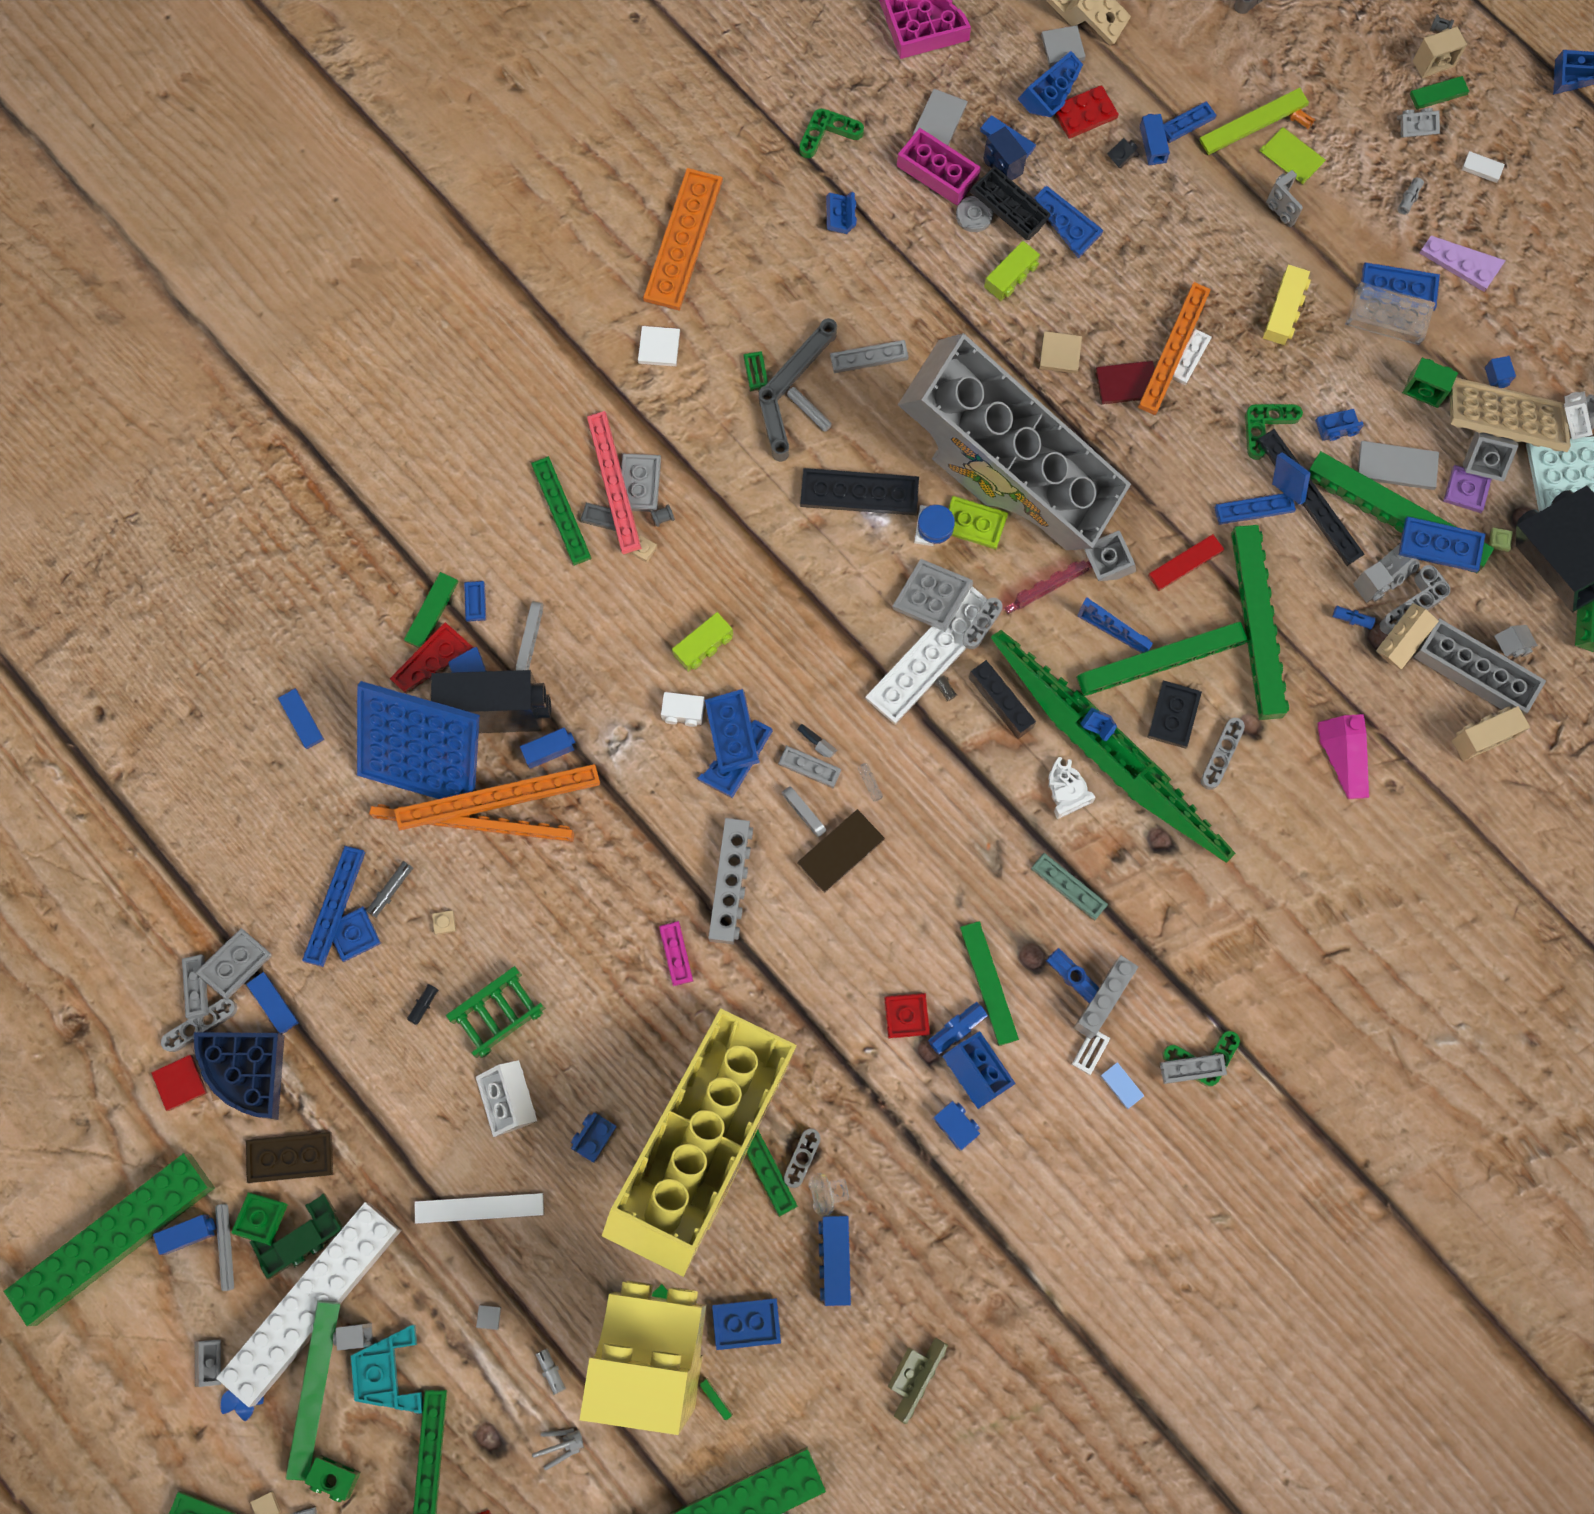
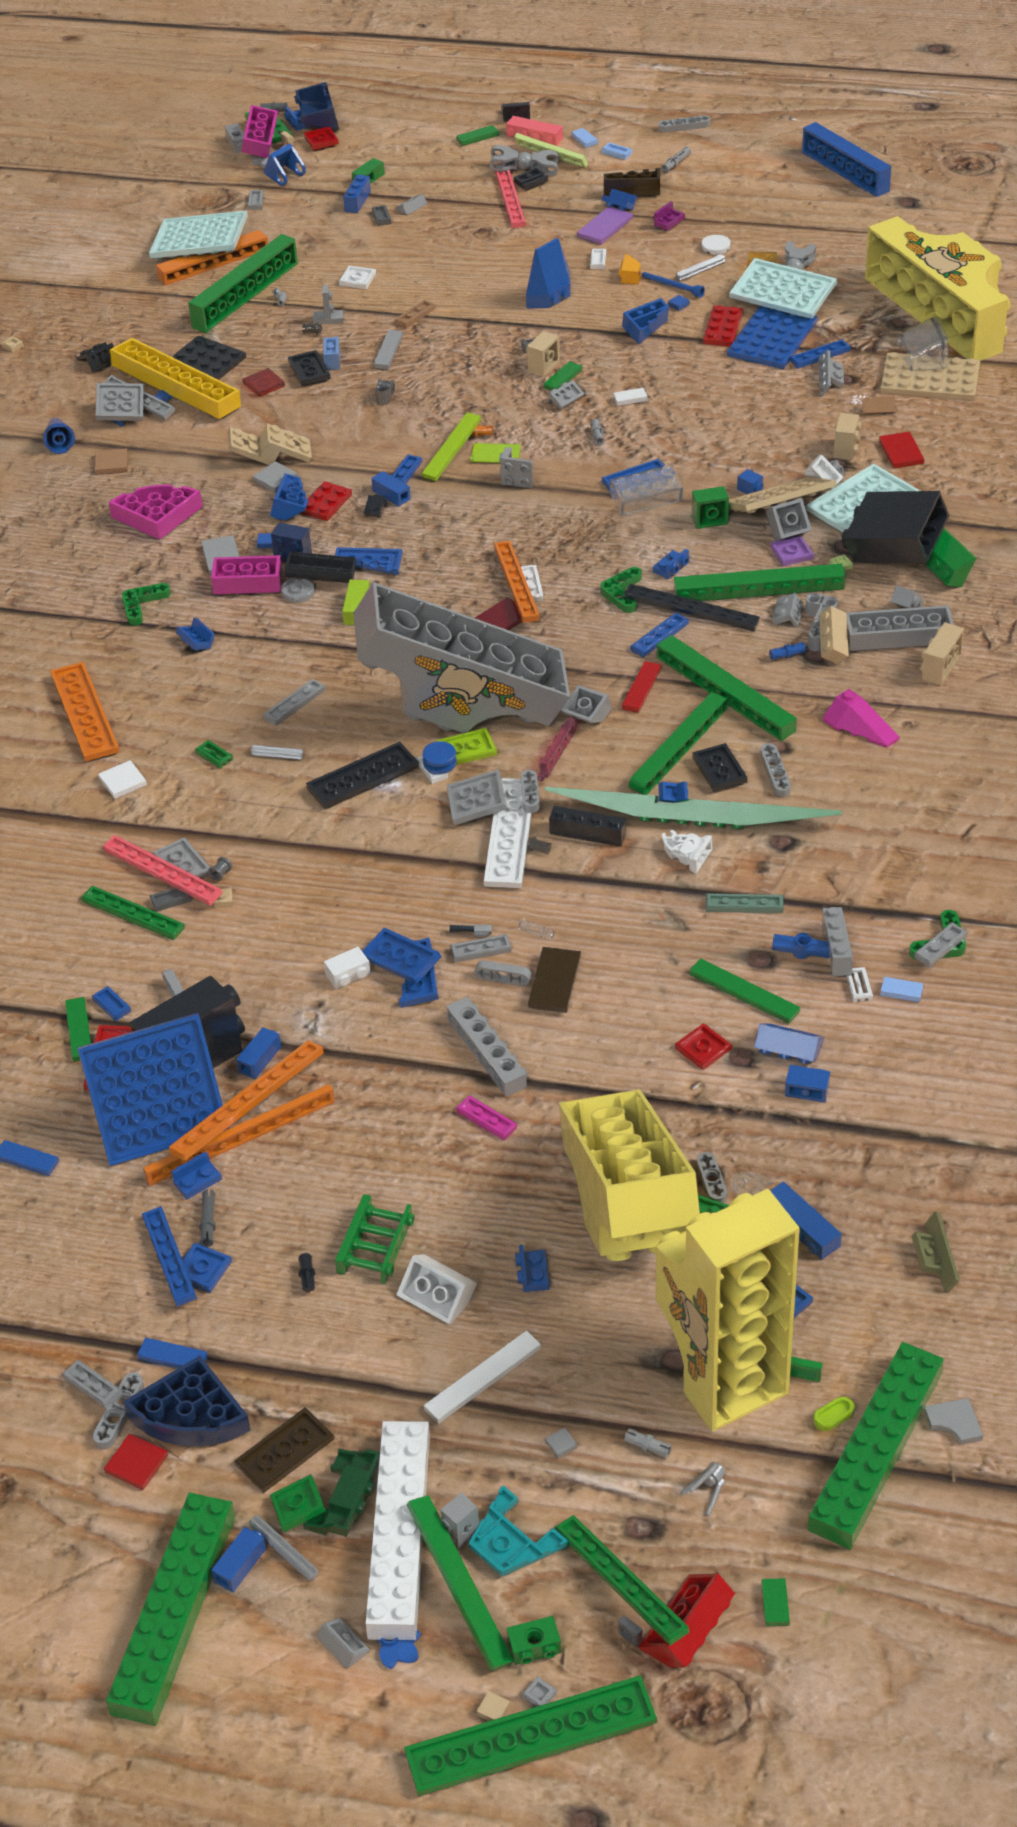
camera: 35 degrees left, 30 degrees down
(233, 964) = (113, 1347): light grey tile -> none
(411, 841) = (195, 1176): none -> blue bracket
(444, 922) = (274, 1213): tan plate -> none
(703, 642) = (325, 921): lime brick -> none
(710, 1458) = (833, 1414): none -> lime tile
(784, 380) = (241, 746): dark grey piece -> none
(957, 1028) = (748, 1027): blue piece -> none
(1113, 626) = (621, 742): blue wing -> none
(1286, 304) = (571, 522): light yellow brick -> none
(1291, 478) = (669, 598): blue tile -> none
(1374, 582) = (781, 621): light grey brick -> none
(1398, 465) = (742, 558): light grey tile -> none
(1442, 544) = (805, 578): blue tile -> none
(1464, 262) = (671, 445): lavender wing -> none

